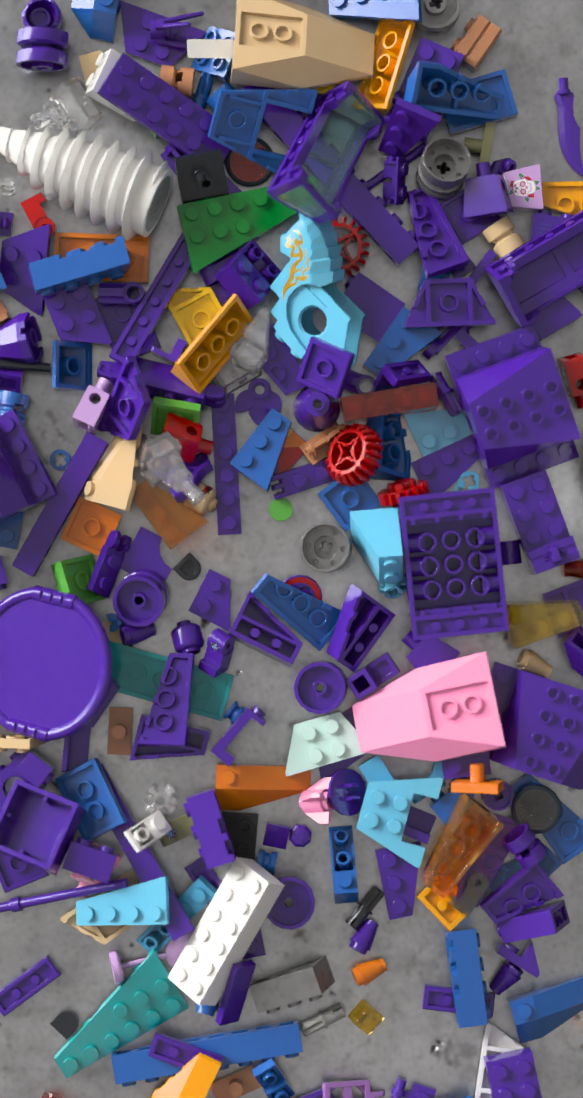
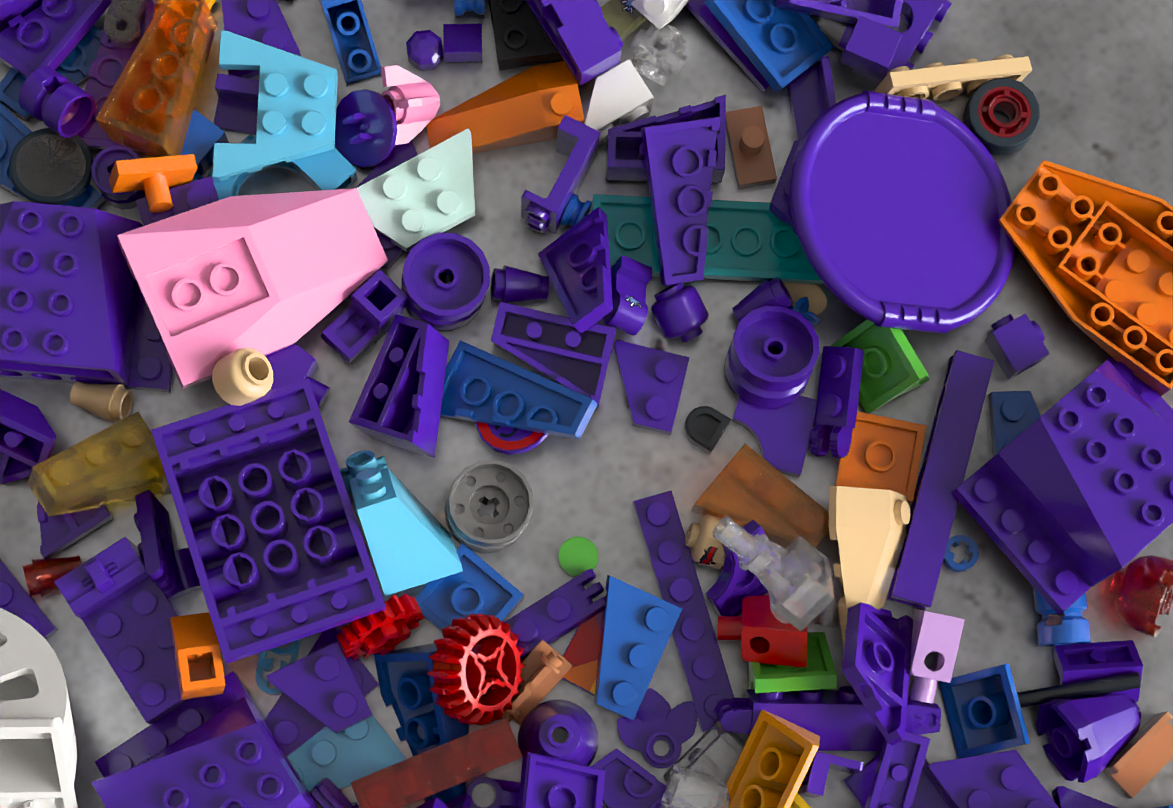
camera: 160 degrees right, 10 degrees down
(194, 776) = (618, 99): none -> white slope
(240, 673) = (581, 270): none -> dark purple wing
(278, 676) = (517, 285): none -> dark purple cone
(441, 466) = (324, 688): none -> dark purple wing
(450, 648) = (242, 376): none -> tan head
(509, 498) = (197, 656): none -> orange slope
(519, 570) = (156, 542): none -> dark purple hinge

